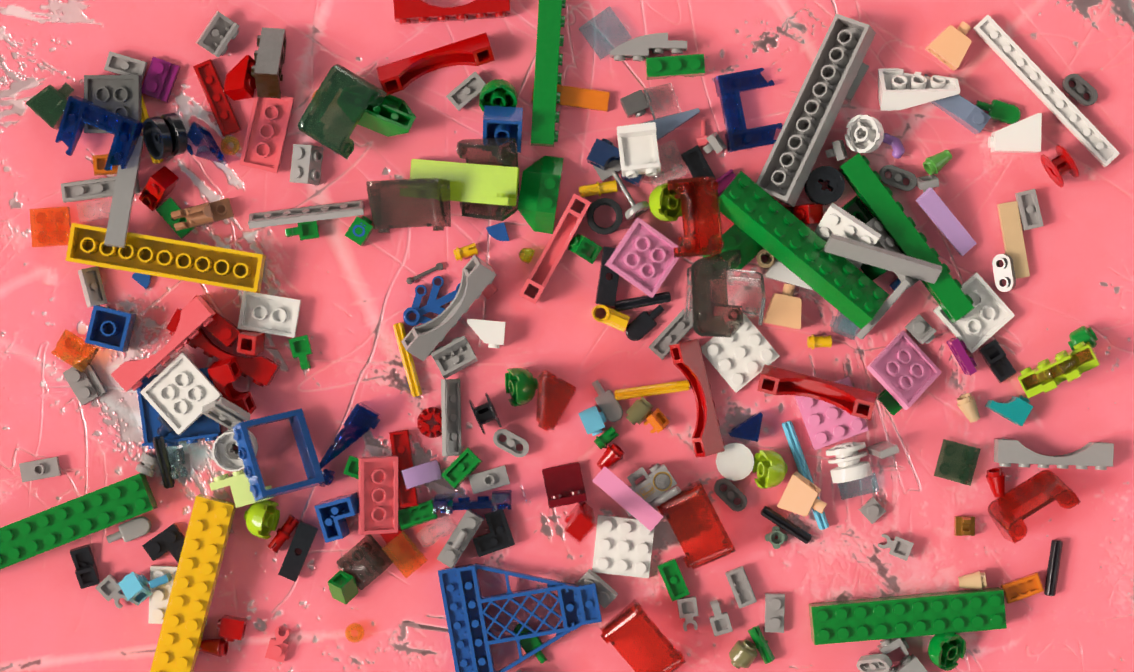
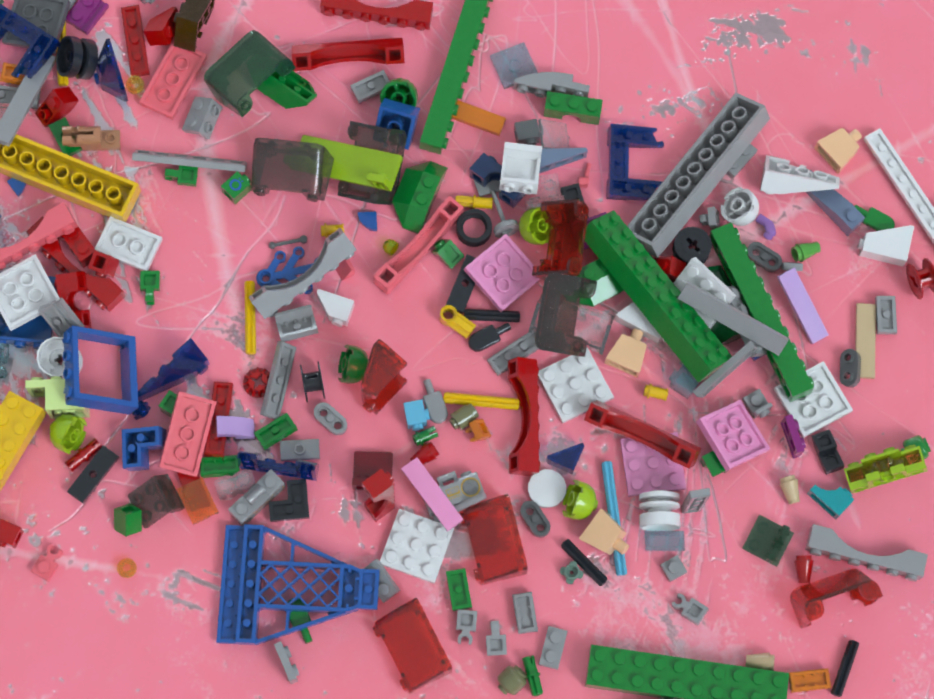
camera: 10 degrees right, 15 degrees down
(715, 143) = (594, 186): light grey tile -> none
(771, 259) = (619, 295): tan cone -> none
(964, 525) = (763, 605): pearl gold tile -> none

